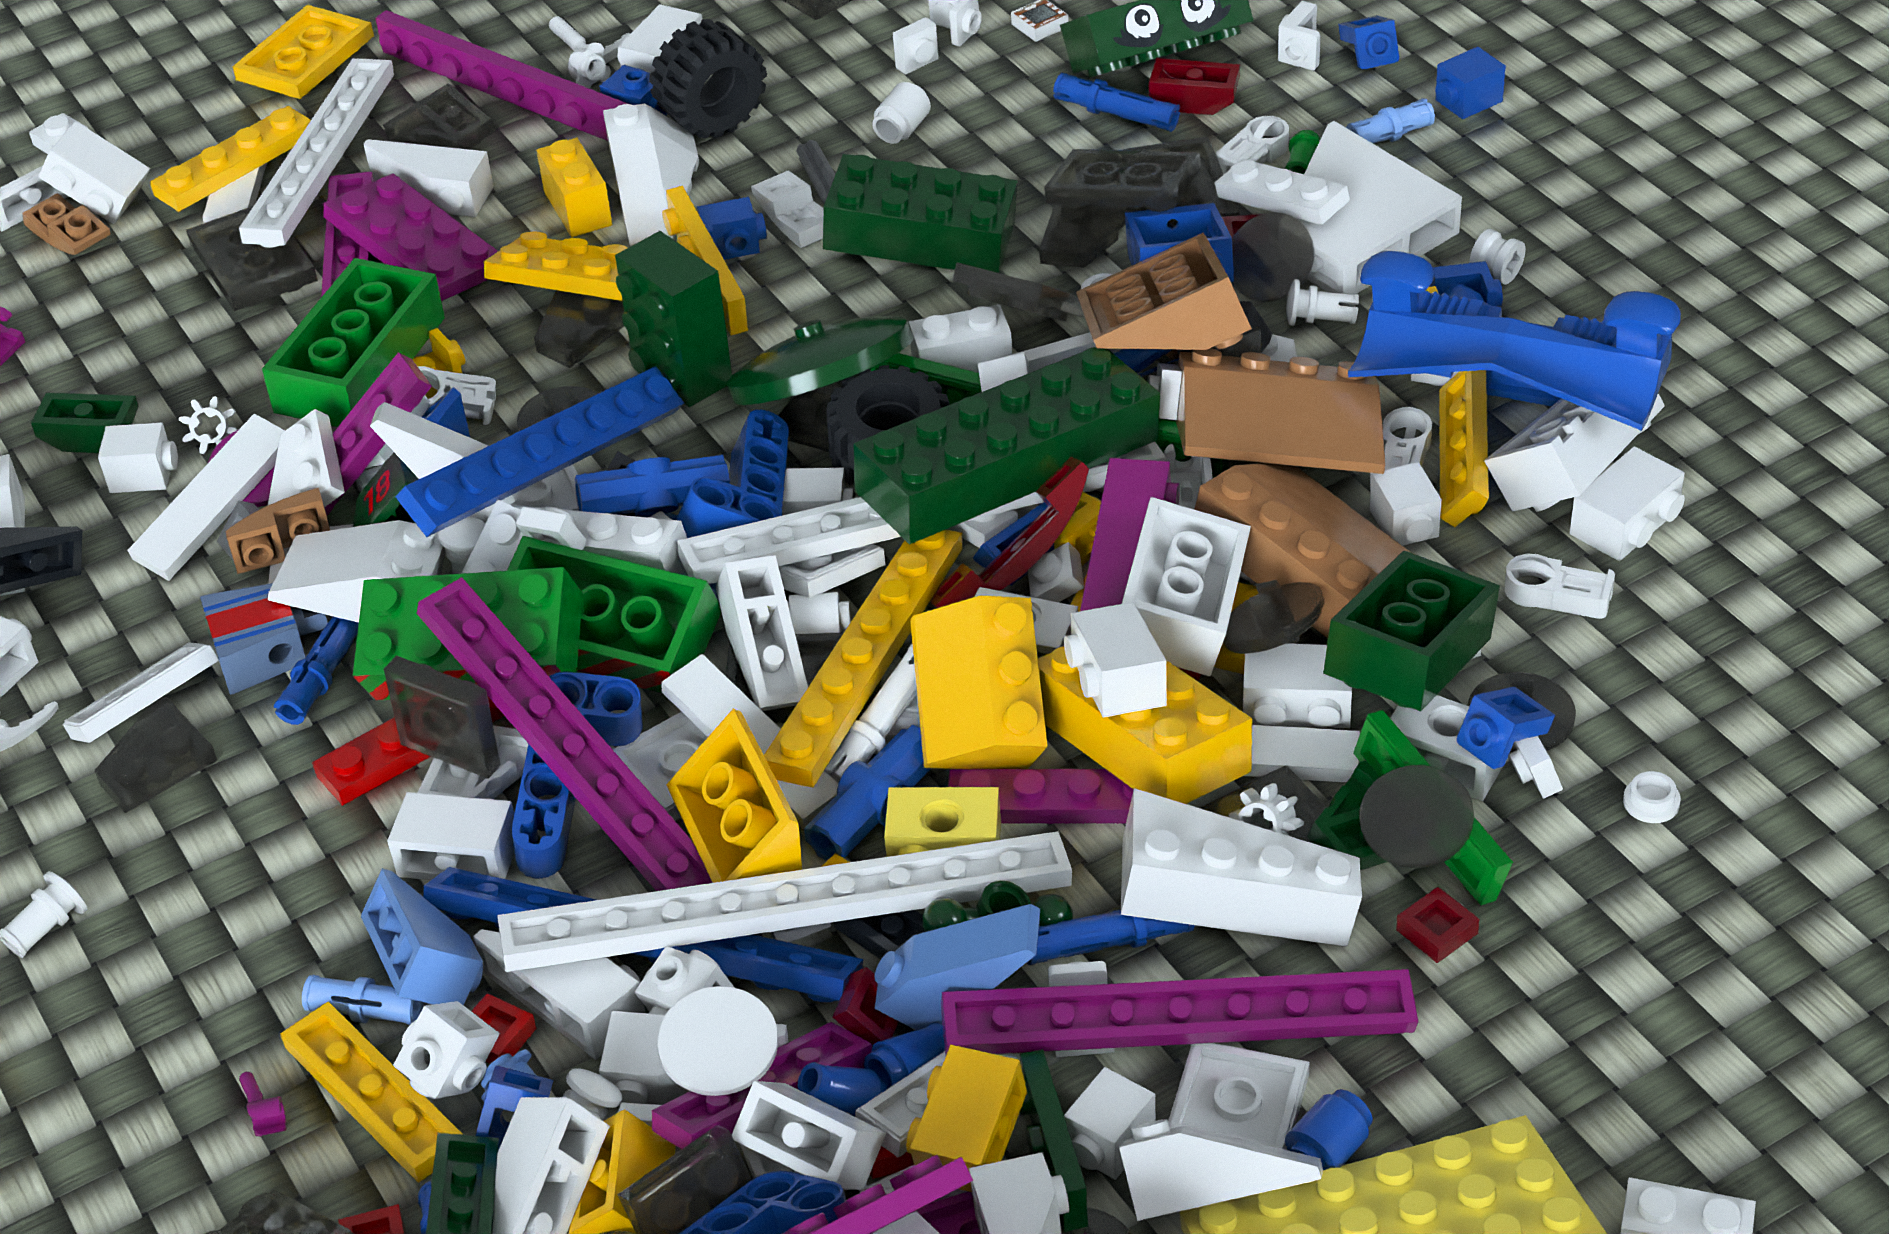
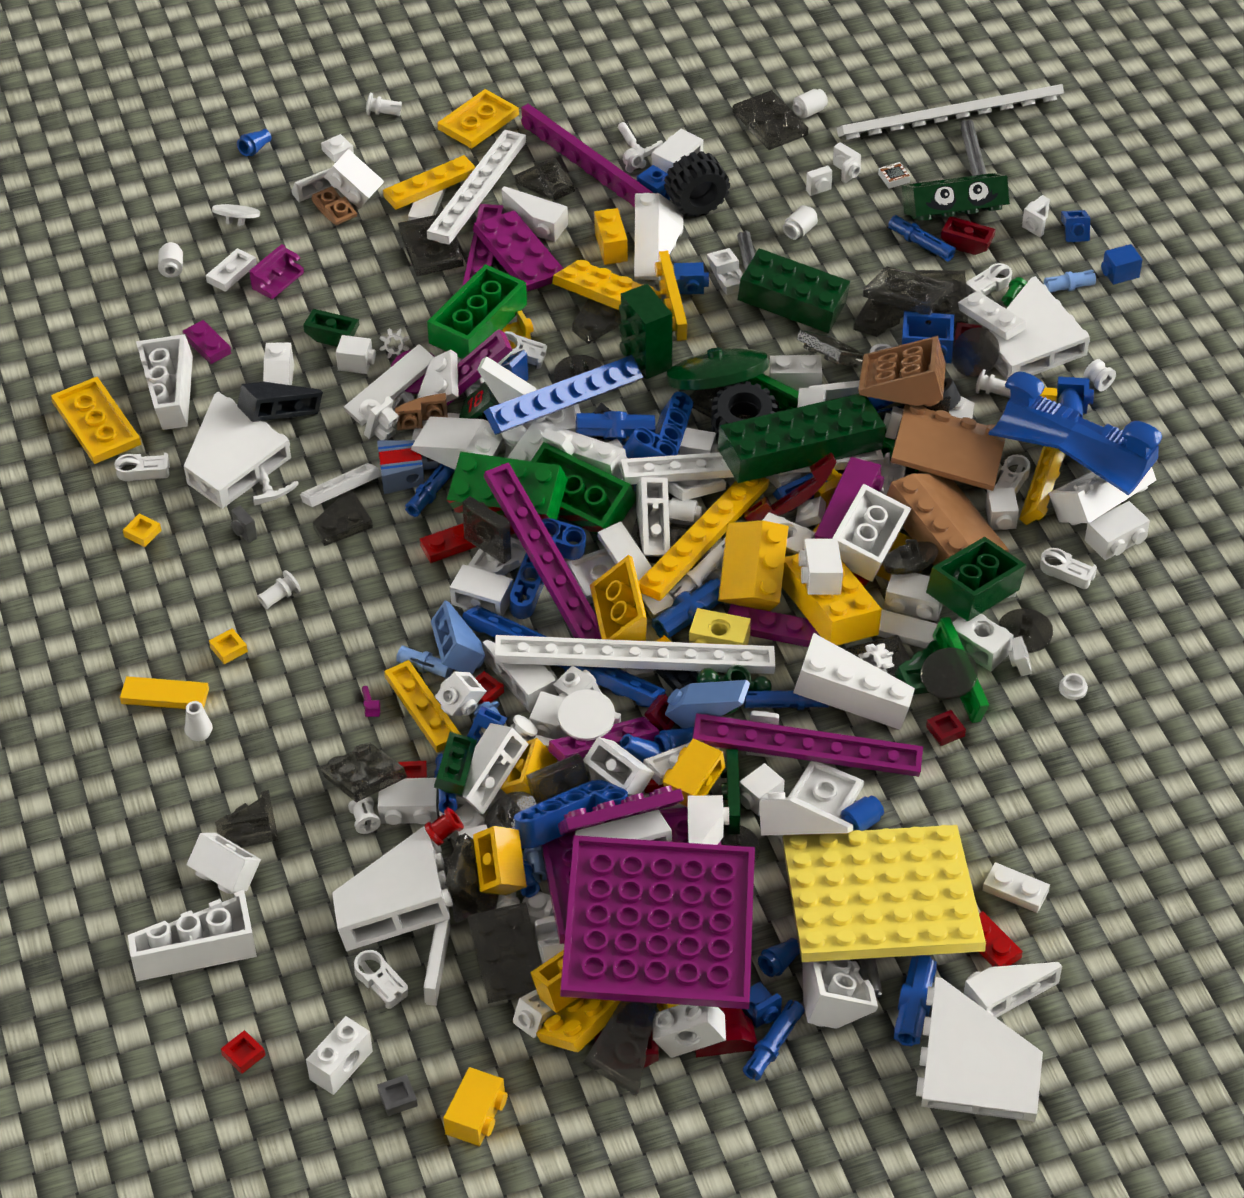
camera: 10 degrees right, 5 degrees up
(132, 59) = (381, 105): none -> white pin
(198, 557) = (379, 418): none -> white hips
(1499, 720) = (1005, 633): blue bracket -> none

